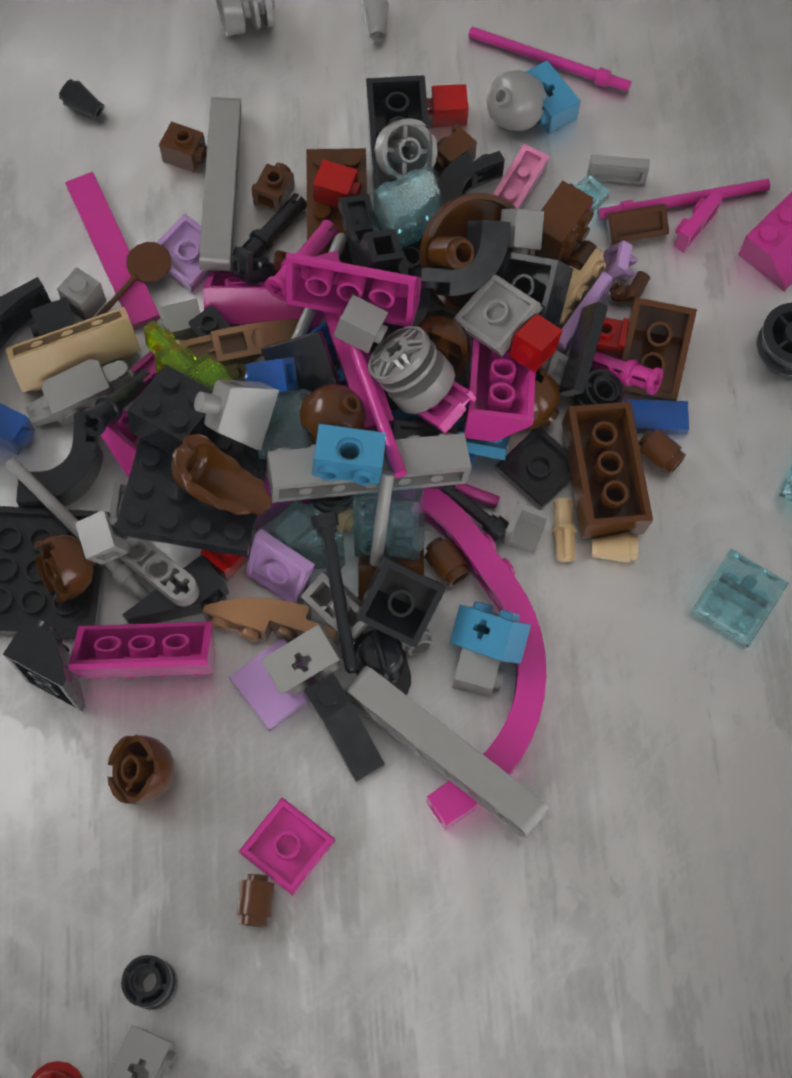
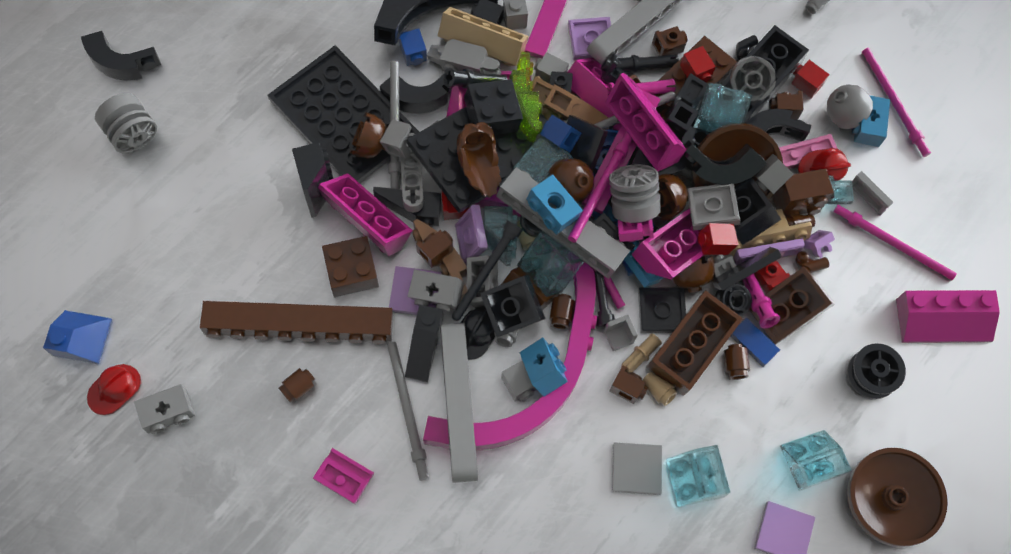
camera: 40 degrees right, 0 degrees up
(134, 977) = (206, 365): black wheel -> none
(140, 769) = (307, 270): reddish brown cylinder -> none
(145, 263) = (563, 25): reddish brown piece -> none
(183, 837) = (296, 321): none -> reddish brown brick
(184, 721) = (350, 266): none -> reddish brown brick
(238, 410) = (523, 133): light grey torso -> none
(258, 616) = (435, 247): none -> reddish brown brick
(287, 846) = (339, 375): dark pink tile -> none
(351, 130) = (743, 46): none -> black arm
(361, 324) = (630, 145): light grey brick -> none
(381, 516) = (544, 253): light grey bar -> none
(401, 945) = (343, 476): none -> dark pink plate
(450, 252) = (717, 150): reddish brown brick -> none
(452, 846) = (418, 454): none -> light grey bar
(545, 178) = (830, 159): none -> red piece
(585, 573) = (629, 386): none -> reddish brown brick
(637, 223) = (852, 231): reddish brown tile -> none
(674, 647) = (637, 468): none -> light grey tile
(702, 214) = (895, 259): dark pink plate -> none

